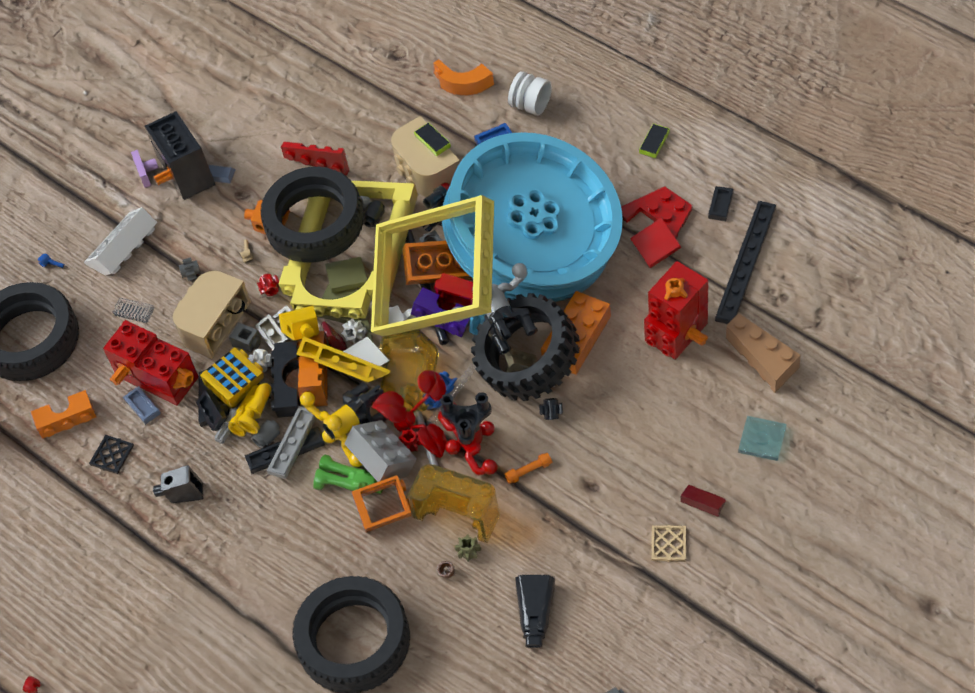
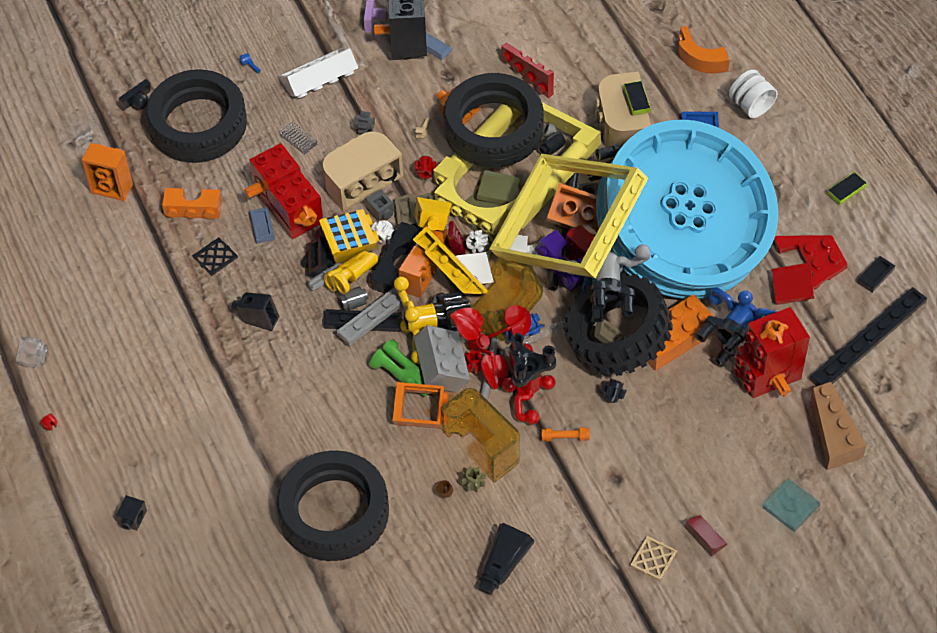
camera: 20 degrees right, 0 degrees up
(629, 305) = (733, 328): none -> wheel

